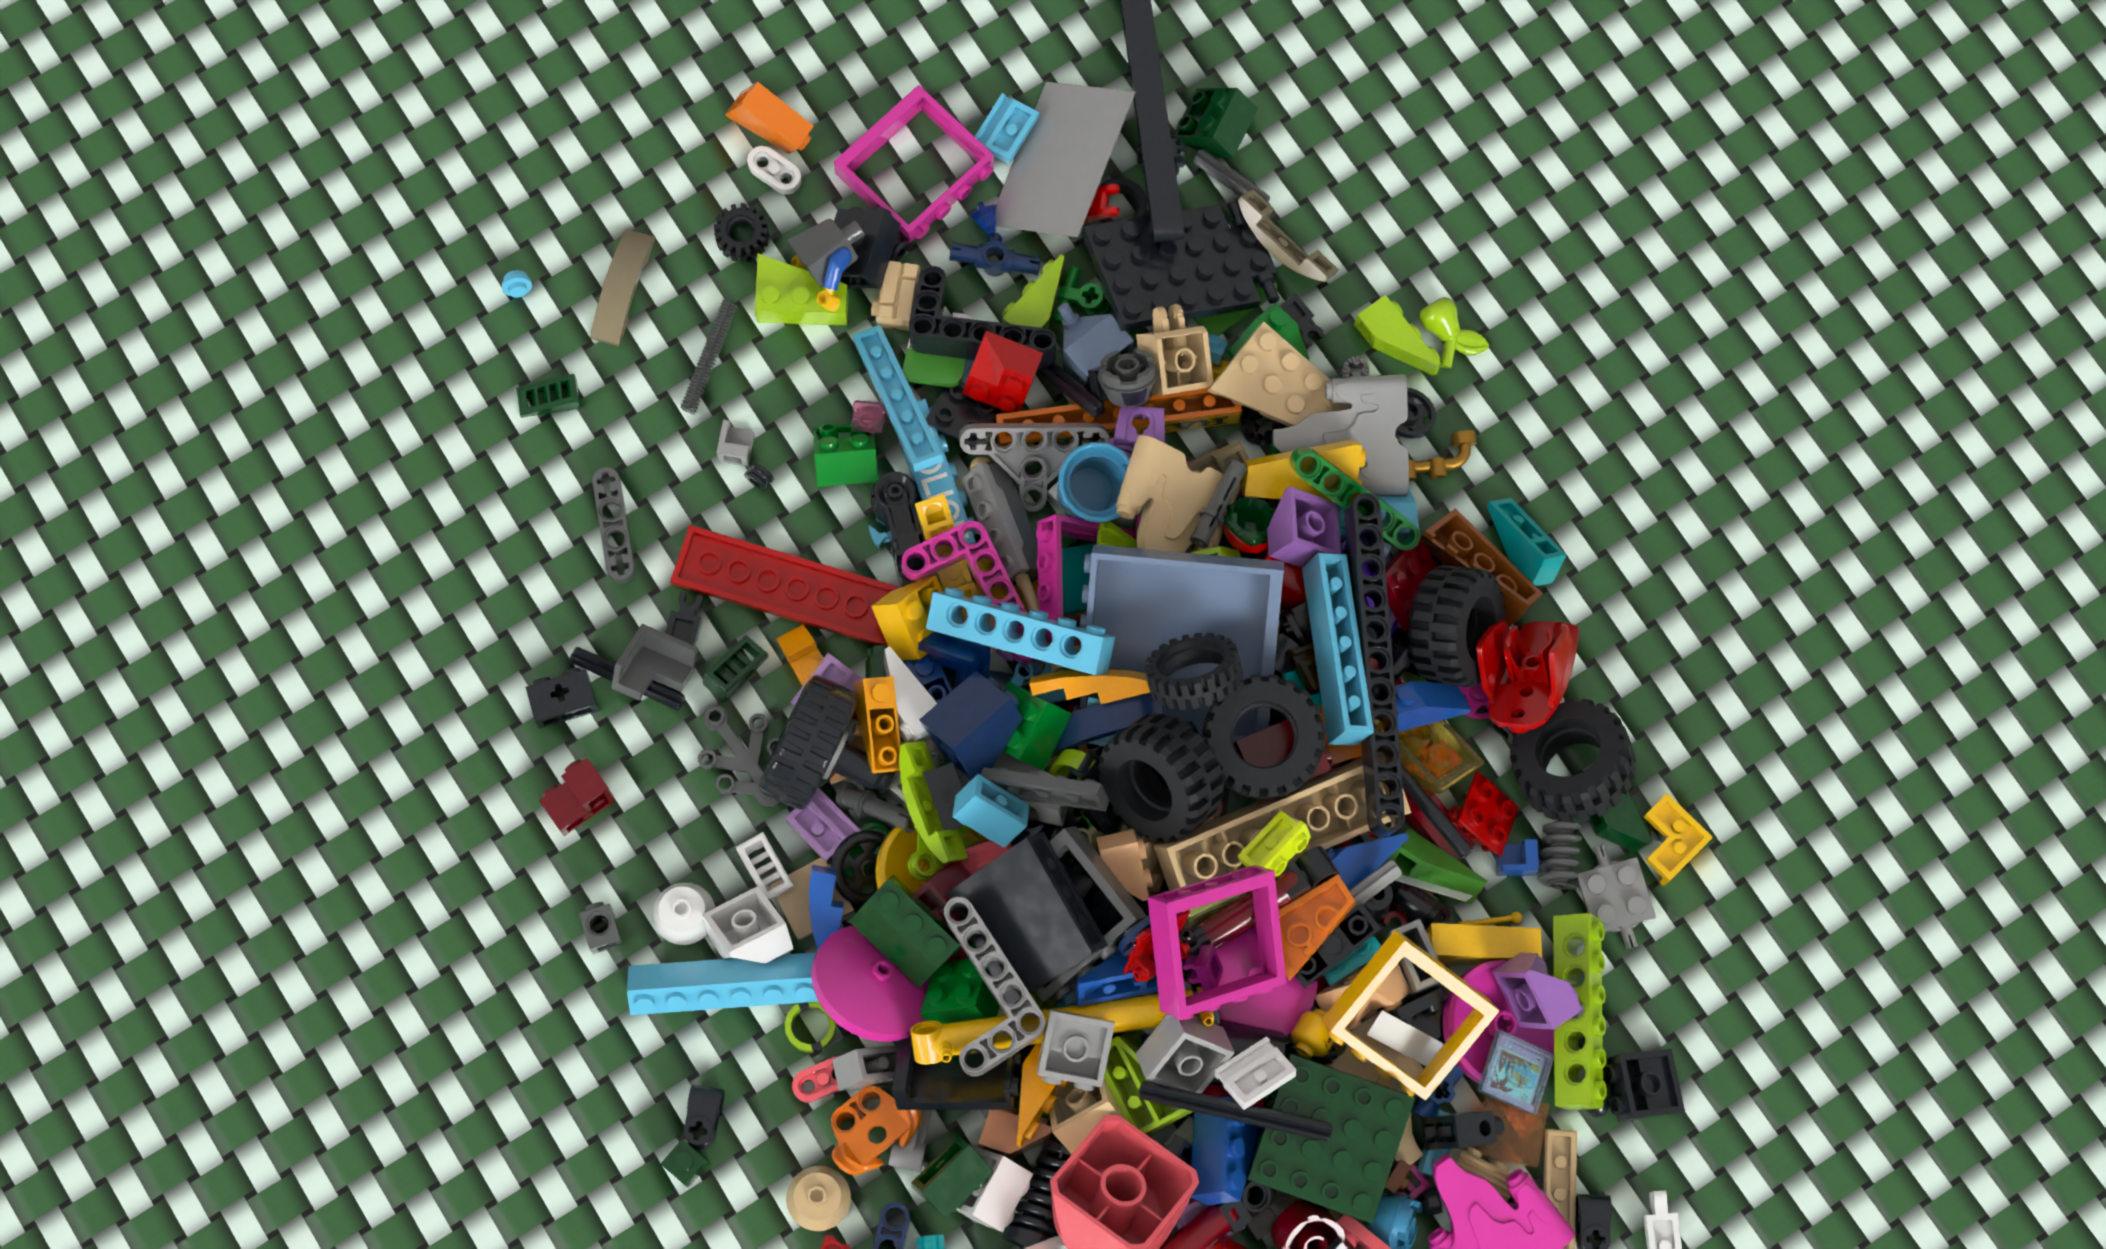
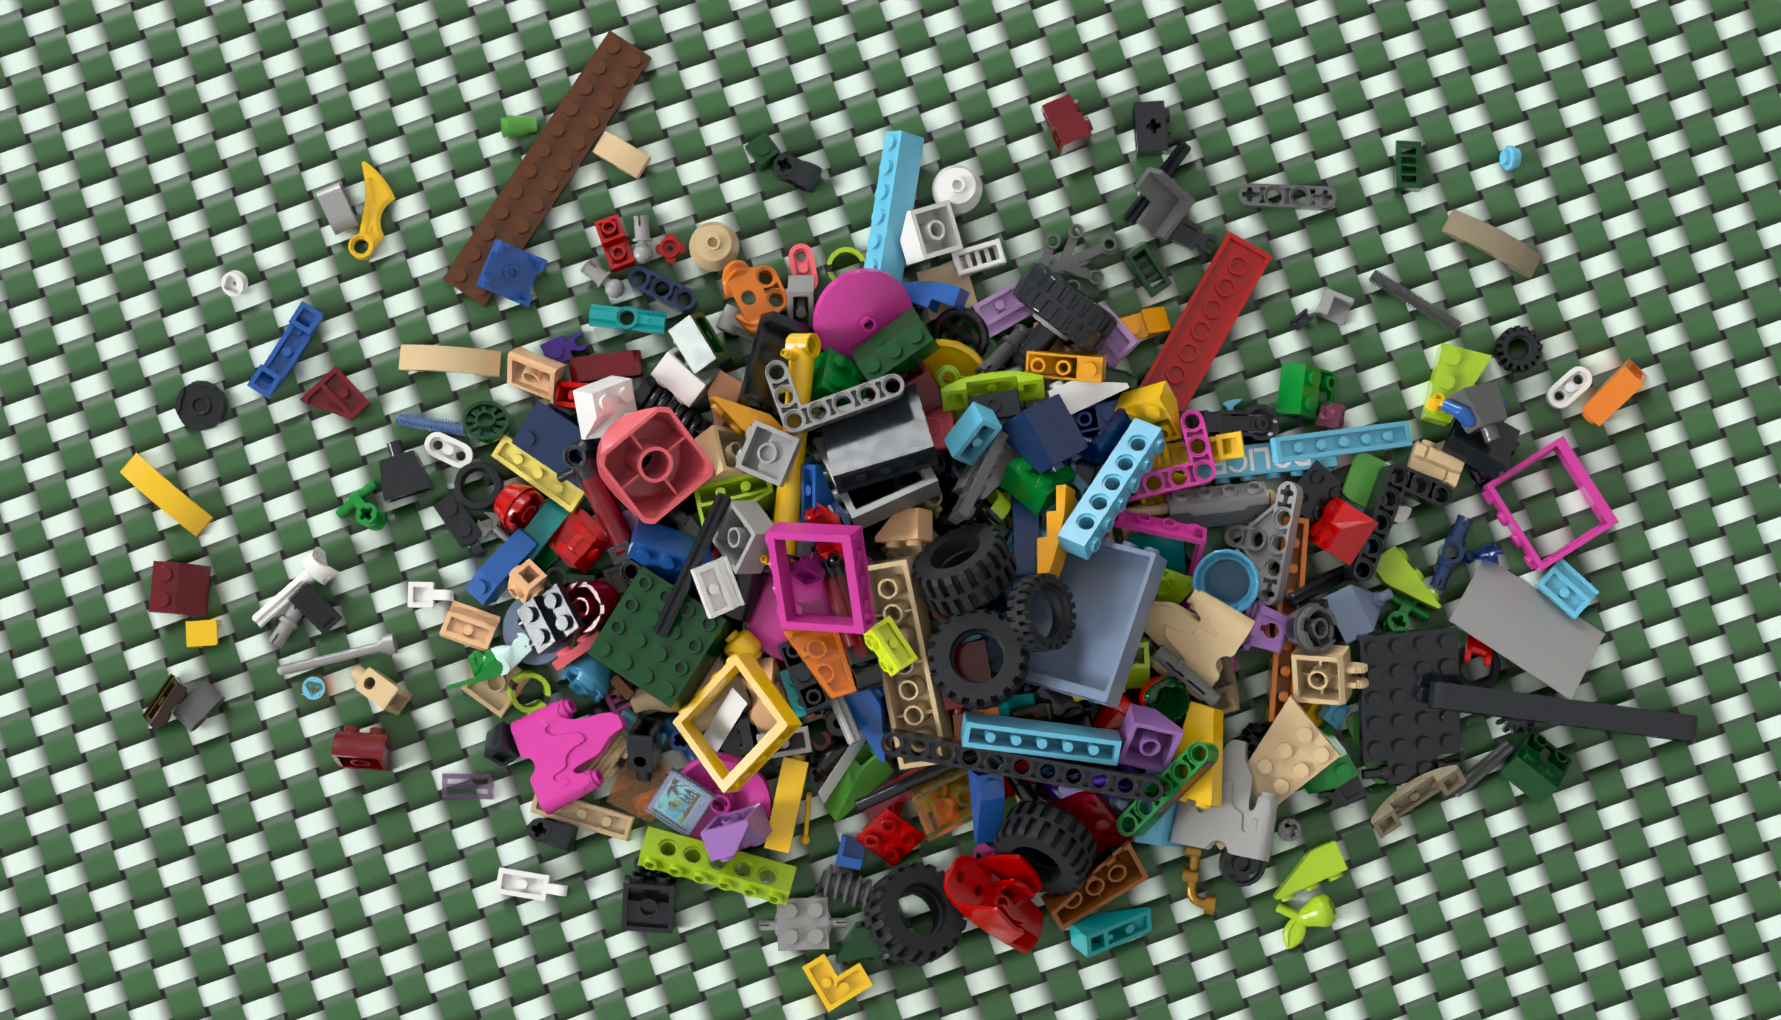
camera: 110 degrees right, 10 degrees up
(600, 941) = (952, 132): dark grey brick -> none

